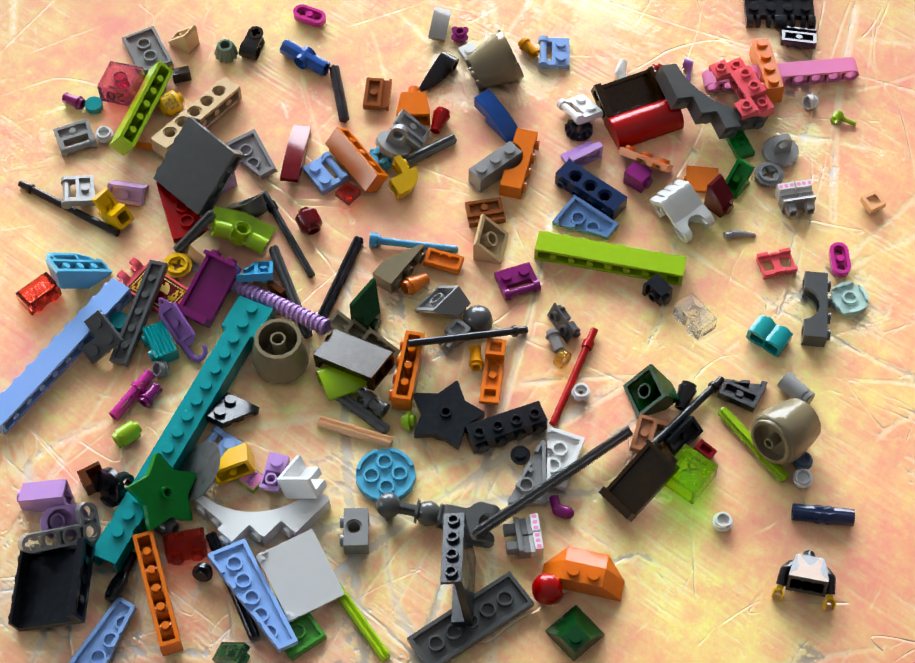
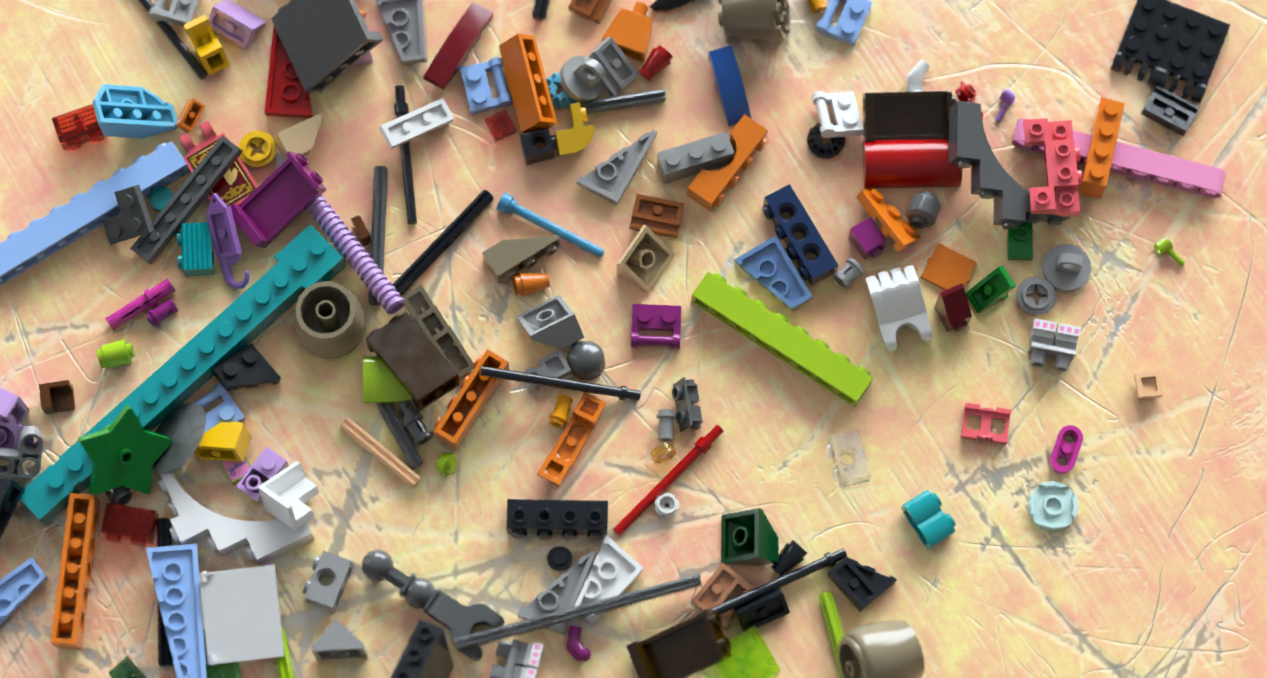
camera: 20 degrees right, 15 degrees up
(111, 485) = (75, 417): black tile -> none
(118, 259) = (189, 115): none -> orange piece
(120, 580) = (40, 537): black piece -> none
(160, 369) = (185, 283): light grey plate -> none
(195, 231) = (292, 114): dark grey axle -> none
(202, 572) = (136, 564): black plate -> none
(241, 229) = (339, 117): lime panel -> none
(253, 206) = (373, 98): dark grey piece -> none
(257, 271) = (347, 198): dark azure wing -> none
(287, 209) = (416, 123): none -> white plate
(308, 220) = (436, 147): dark red head -> none
(366, 306) = (457, 298): dark green slope -> none
(380, 196) = (535, 155): none -> black brick
(385, 472) = (393, 521): medium azure tile -> none
(385, 568) = (338, 643): none -> light grey slope
(443, 197) = (614, 176): none -> light grey wing
(443, 261) = (577, 265): orange plate -> none
(445, 415) = (487, 491): black plate -> none
(584, 153) = (813, 178): lavender panel -> none
(635, 202) = (848, 273): none -> light grey bush
(658, 290) = (820, 406): black brick -> none
(667, 146) = (923, 210): none -> dark grey head
(705, 449) = (777, 640): dark red plate -> none
(732, 234) = (954, 363): light grey helmet -> none
(795, 388) = (925, 604): light grey piece -> none
(810, 101) = (1139, 211): white plate -> none
(815, 289) = (988, 532): dark grey arch -> none

